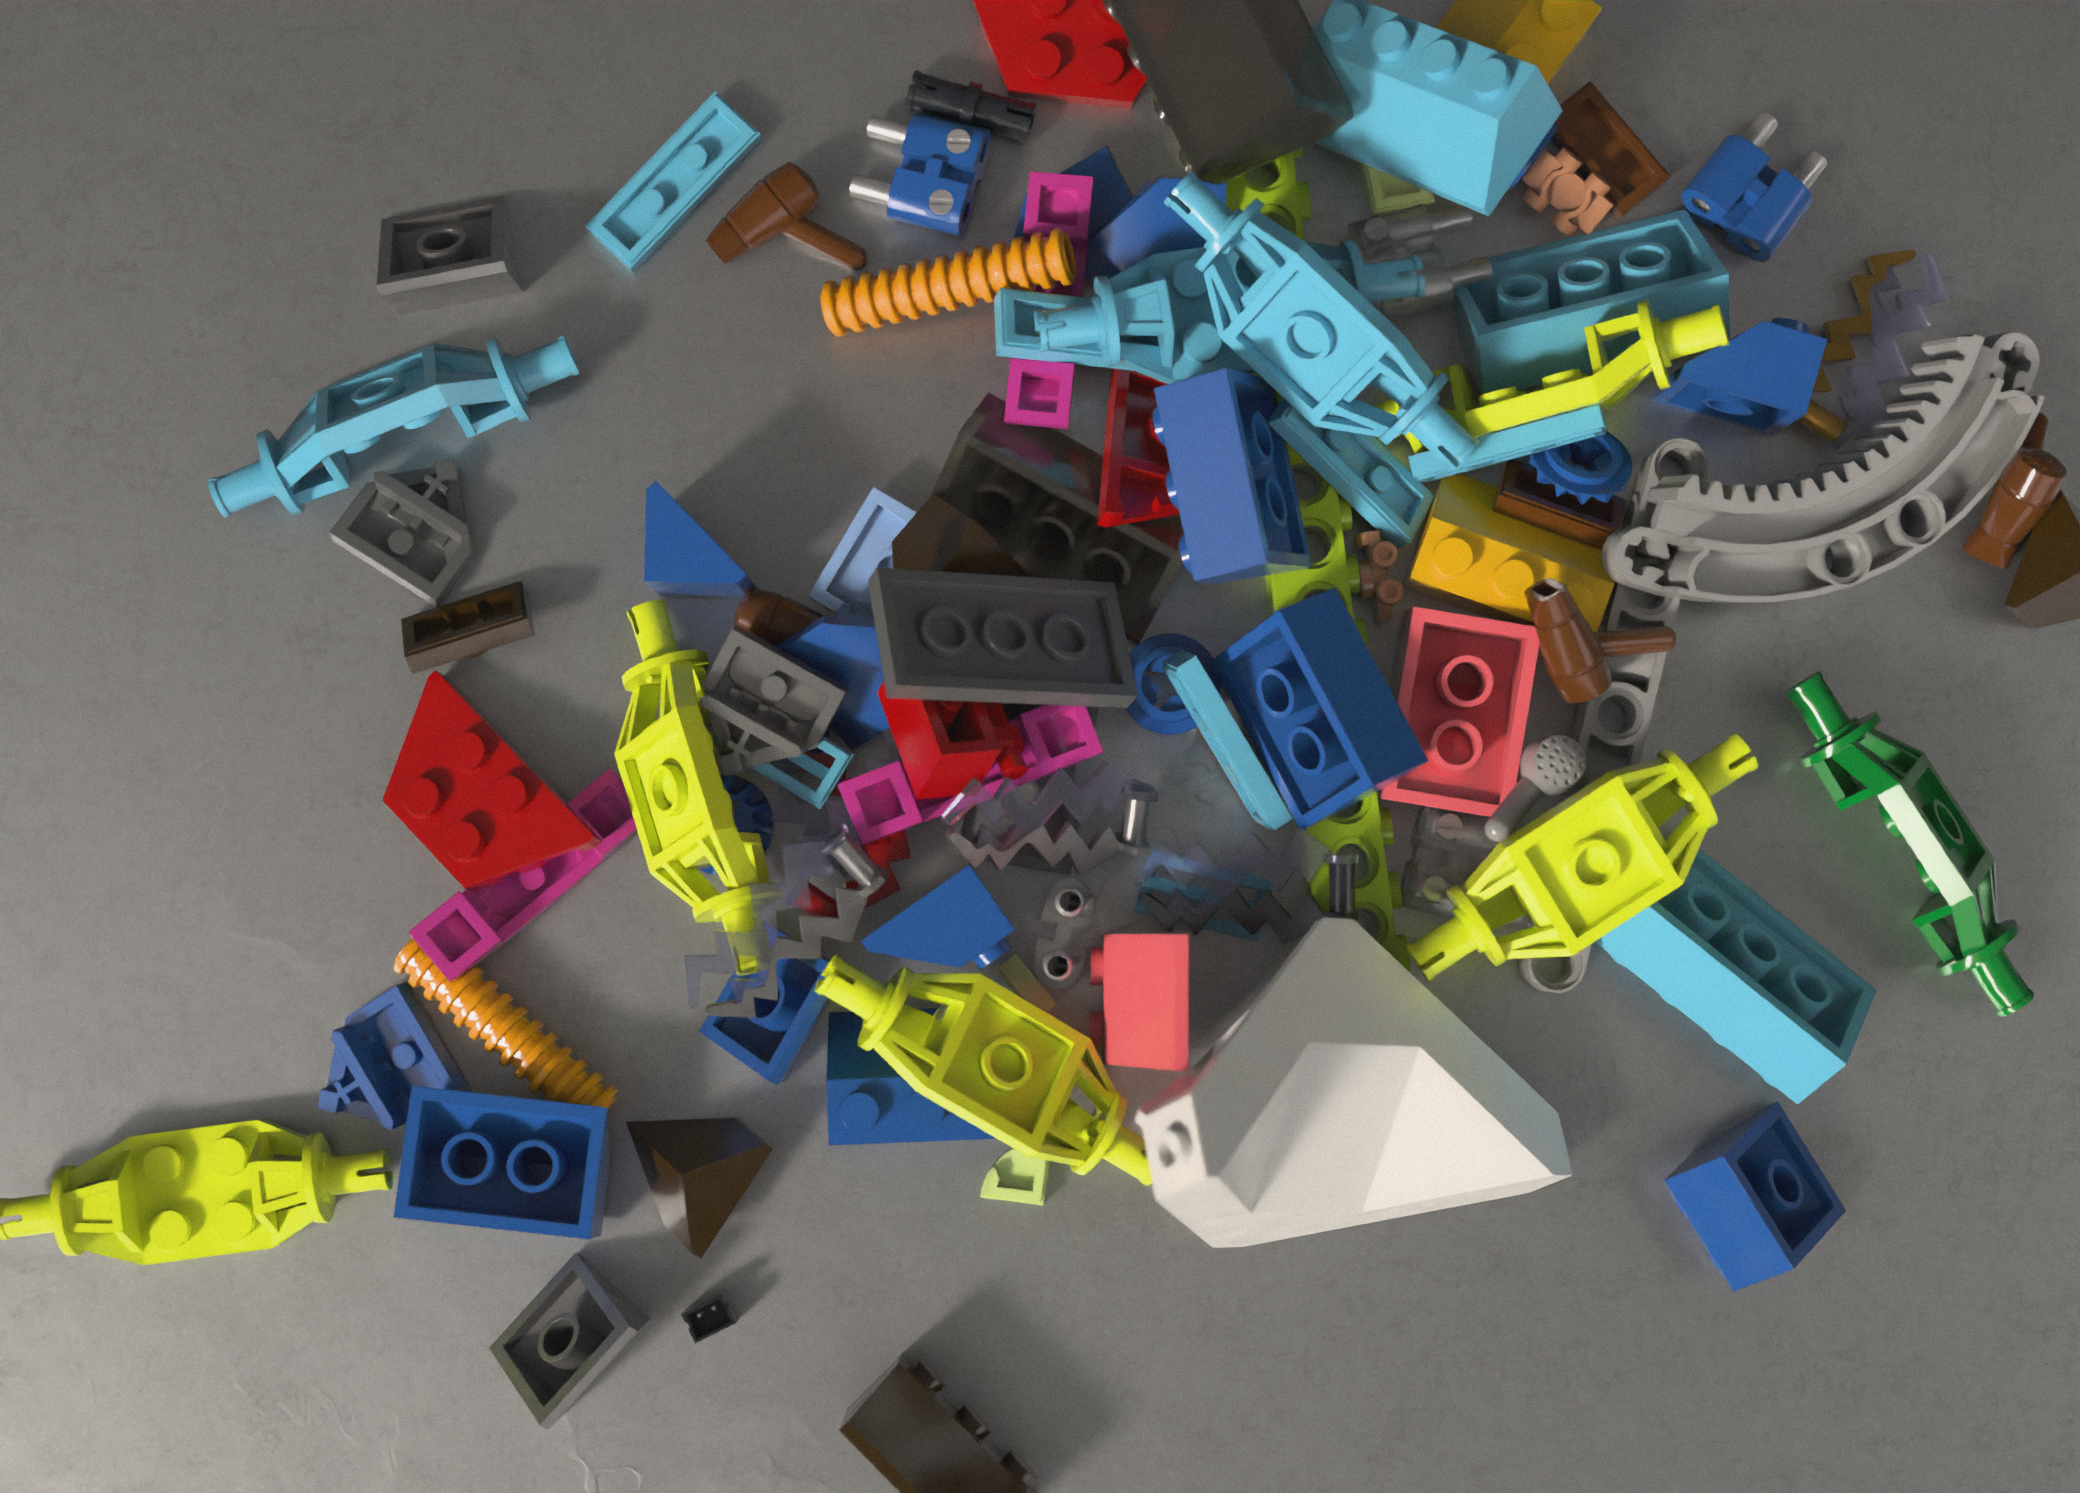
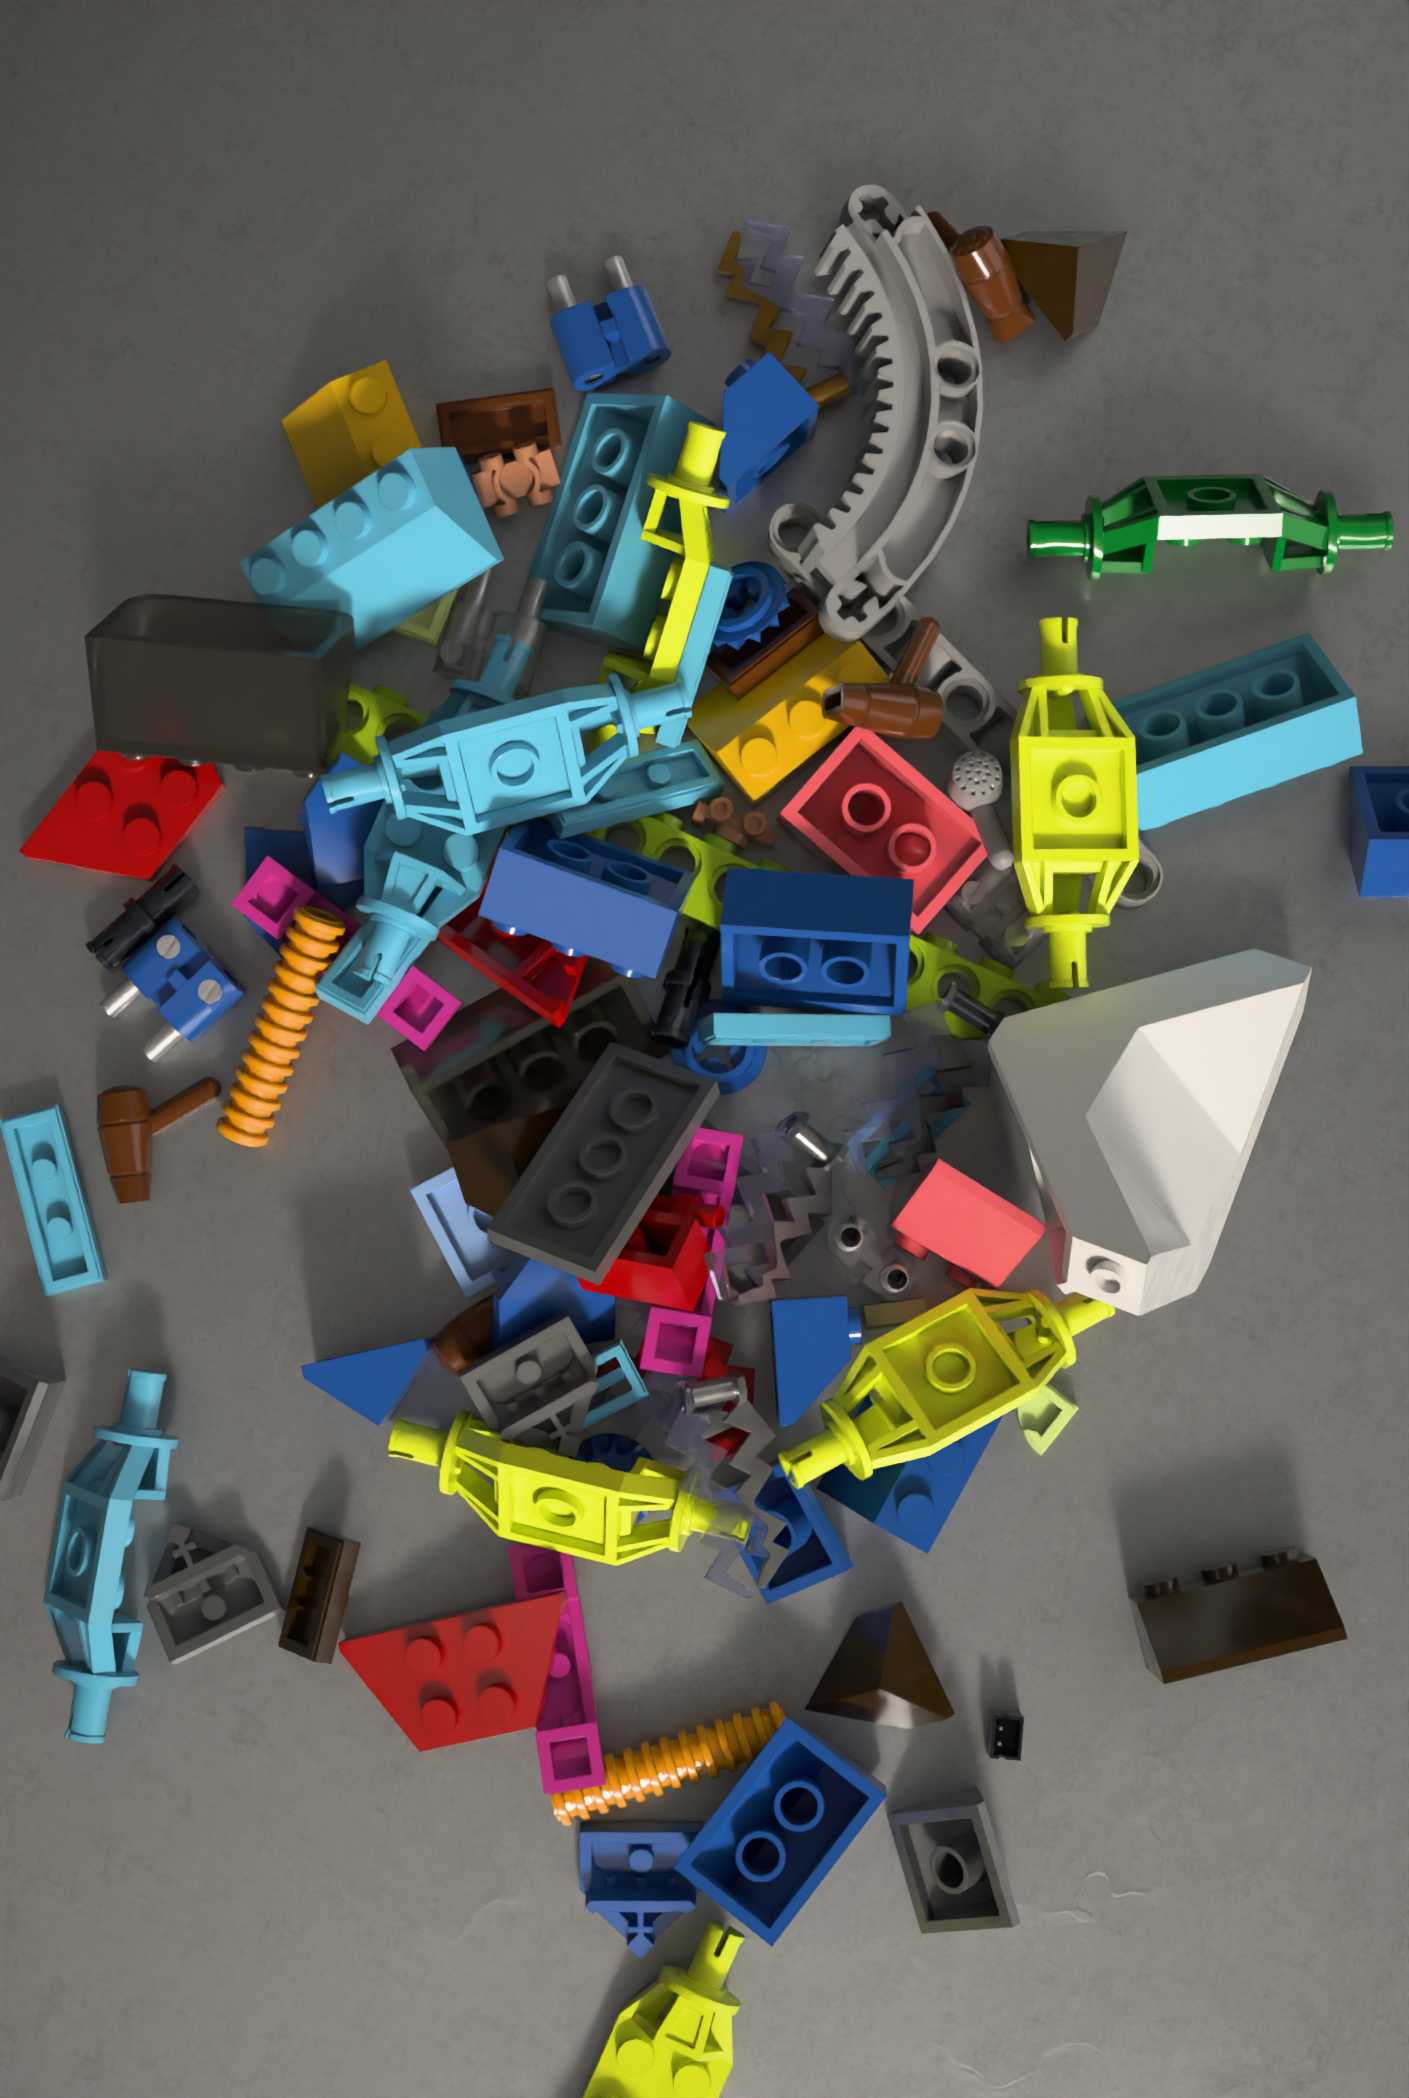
camera: 60 degrees left, 0 degrees up
(1204, 621) = (686, 986): none -> black pin

